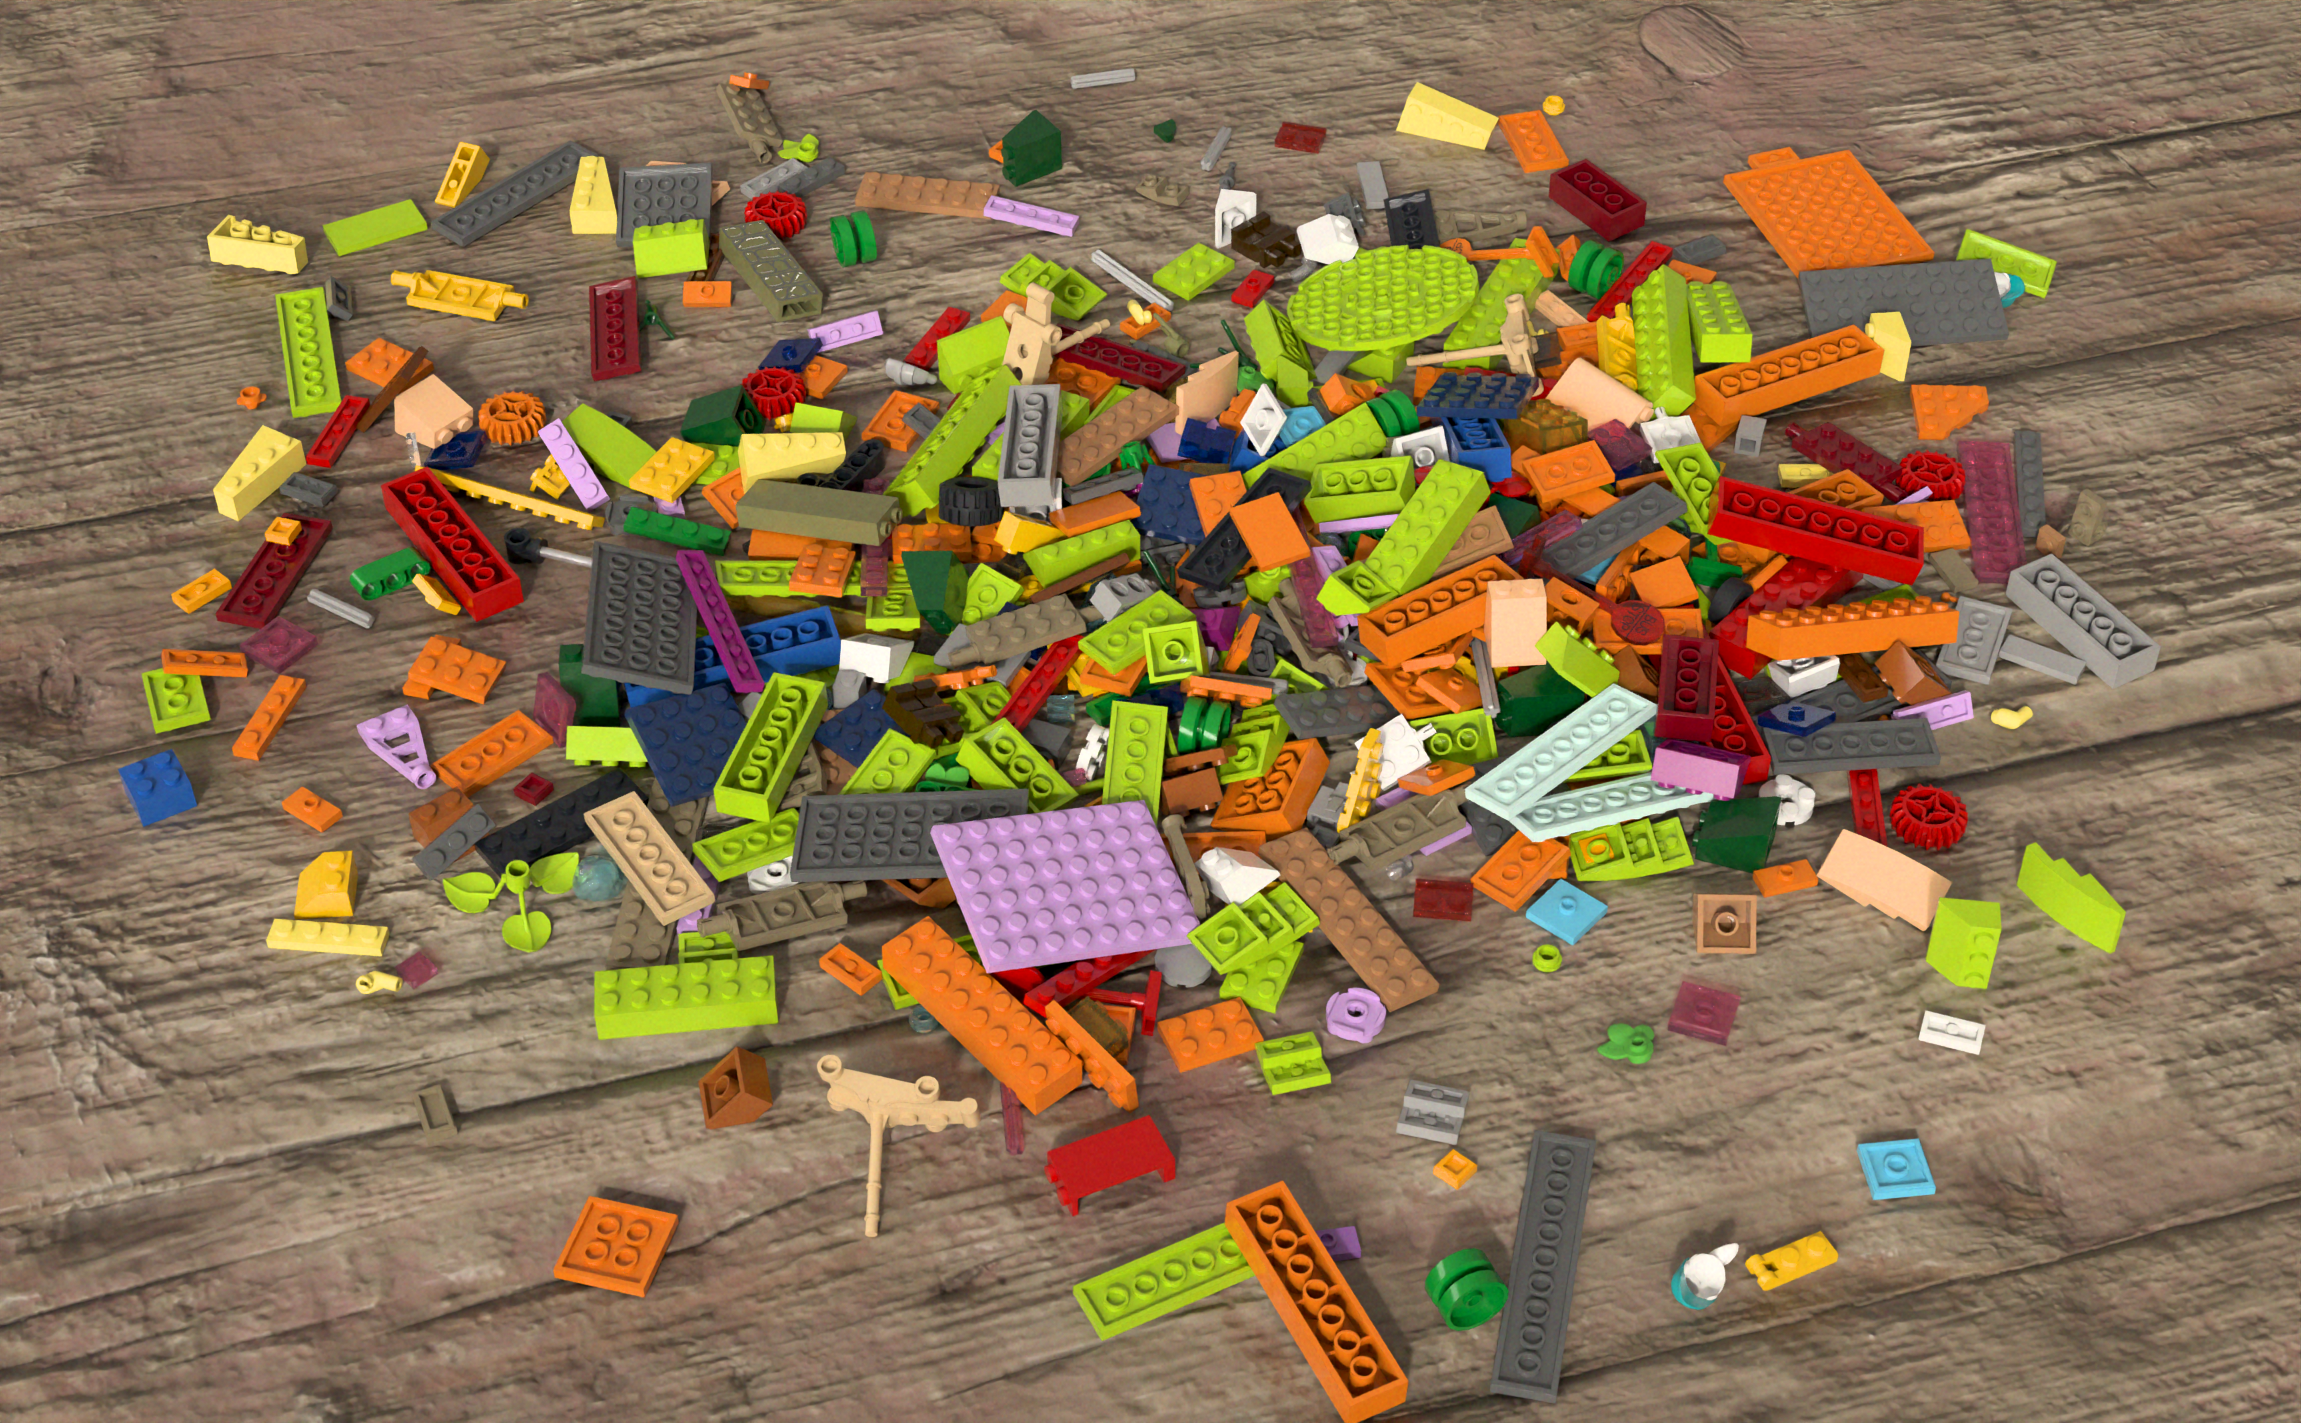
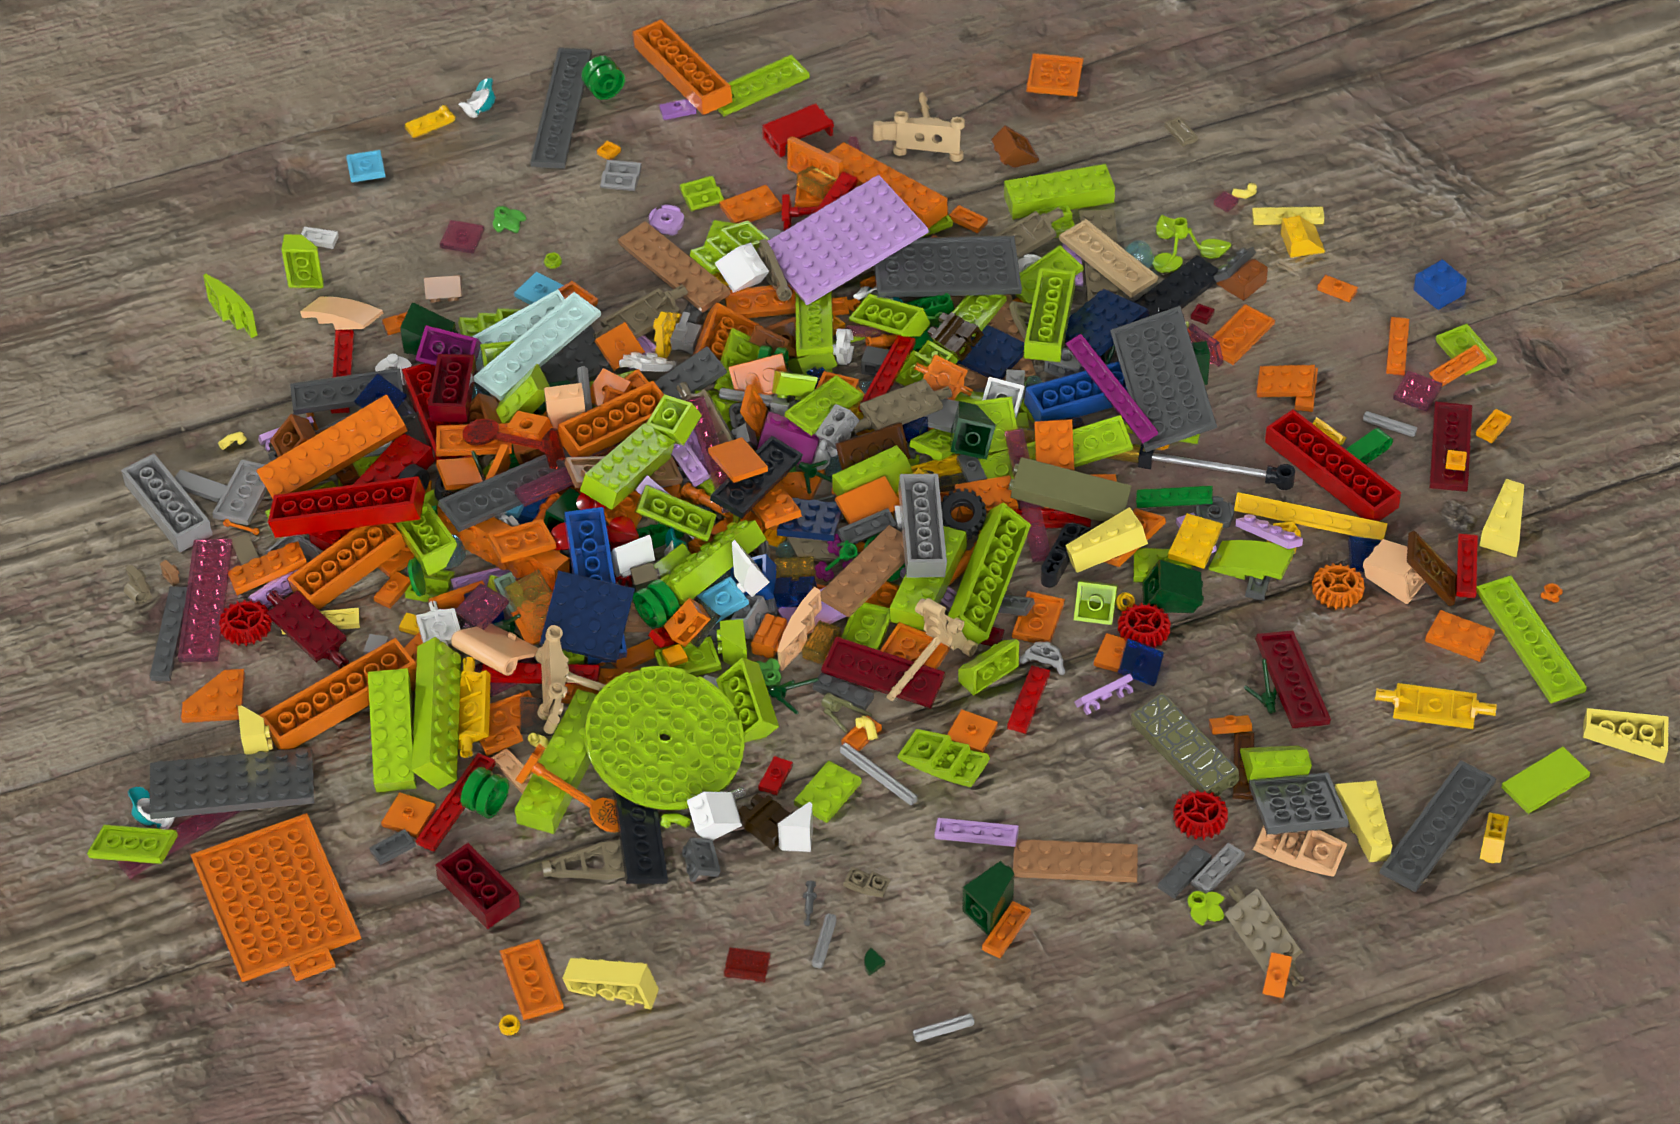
camera: 175 degrees right, 5 degrees up
(308, 489) = (1462, 513): dark grey plate -> none
(338, 298) = (1533, 690): dark grey plate -> none
(392, 725) = (1310, 348): lavender plate -> none
(853, 238) = (1121, 772): green wheel -> none
(1372, 184) = (678, 907): light grey tile -> none
(1443, 900) = (615, 292): clear red plate -> none
(1567, 253) = (505, 825): orange plate -> none
(1928, 817) = (304, 361): red gear -> none

